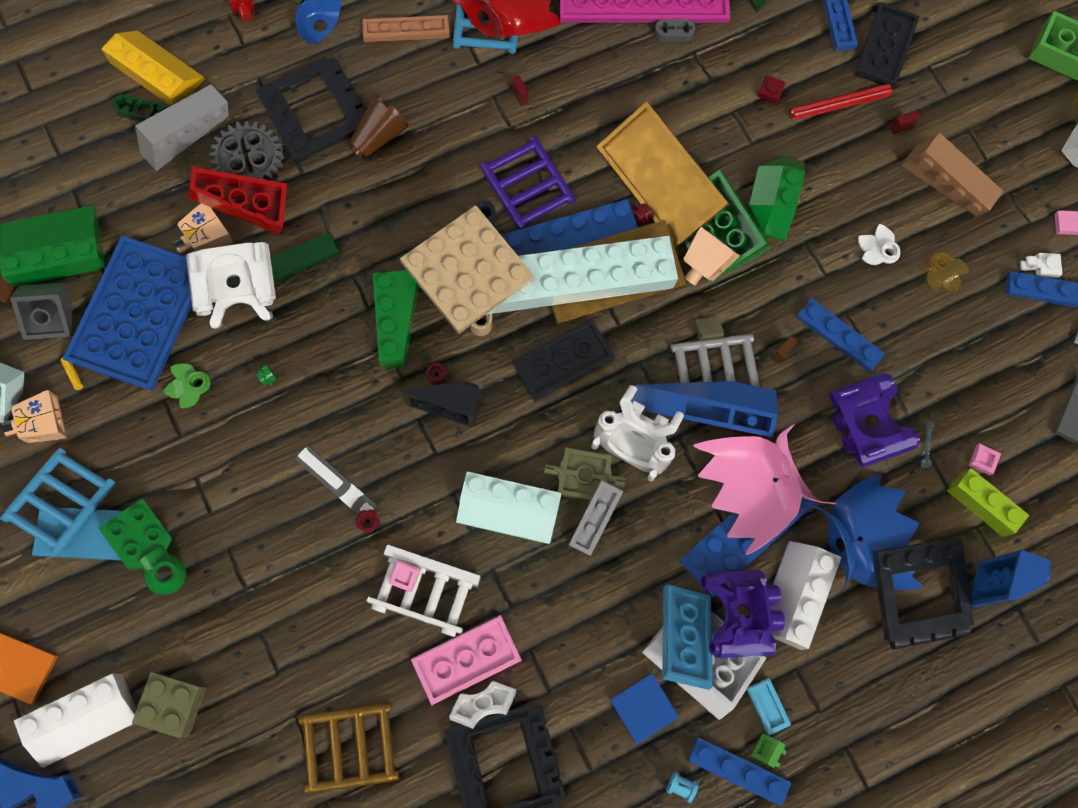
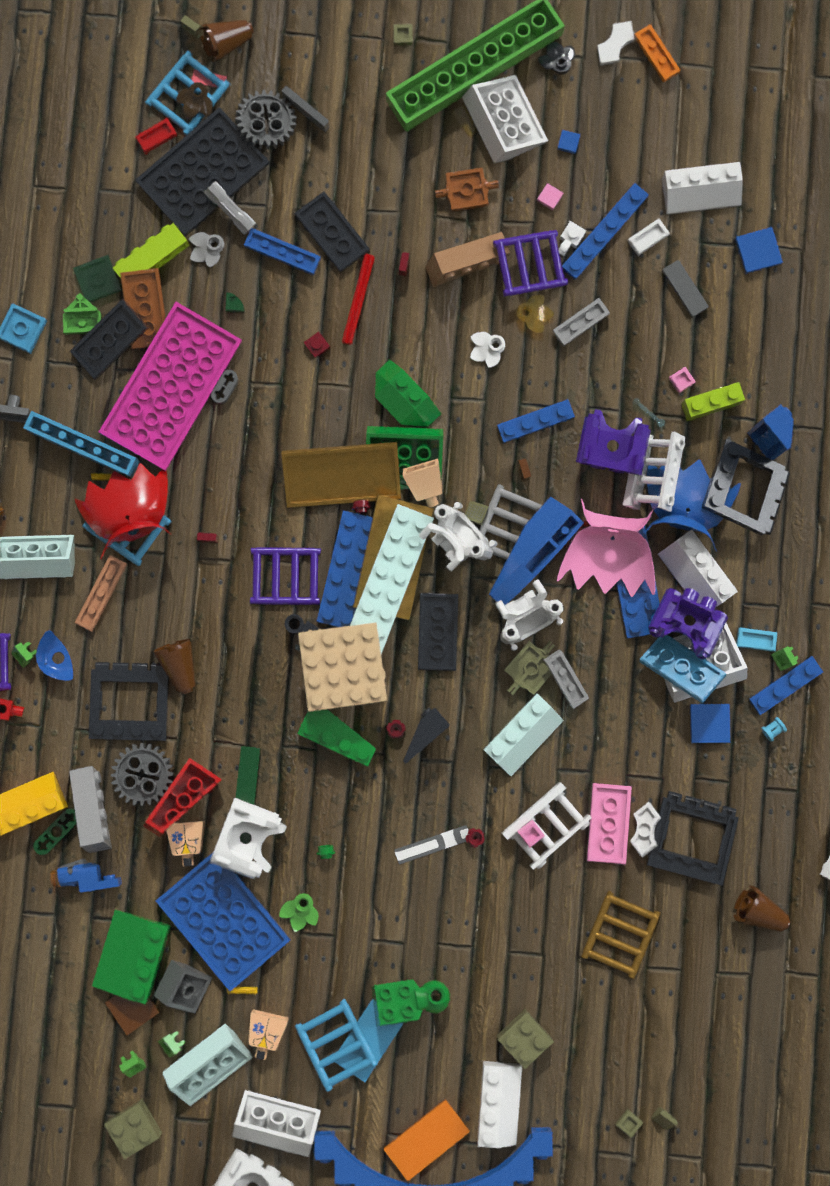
camera: 55 degrees left, 10 degrees up
(111, 156) = (85, 874): none -> blue plate
(676, 316) = (458, 536): none -> white piece
(848, 471) = (635, 483): none -> white fence
(967, 246) = (526, 286): none -> dark purple bar
(970, 321) = (581, 322): none -> light grey plate
(1017, 140) = (467, 189): none -> dark orange plate

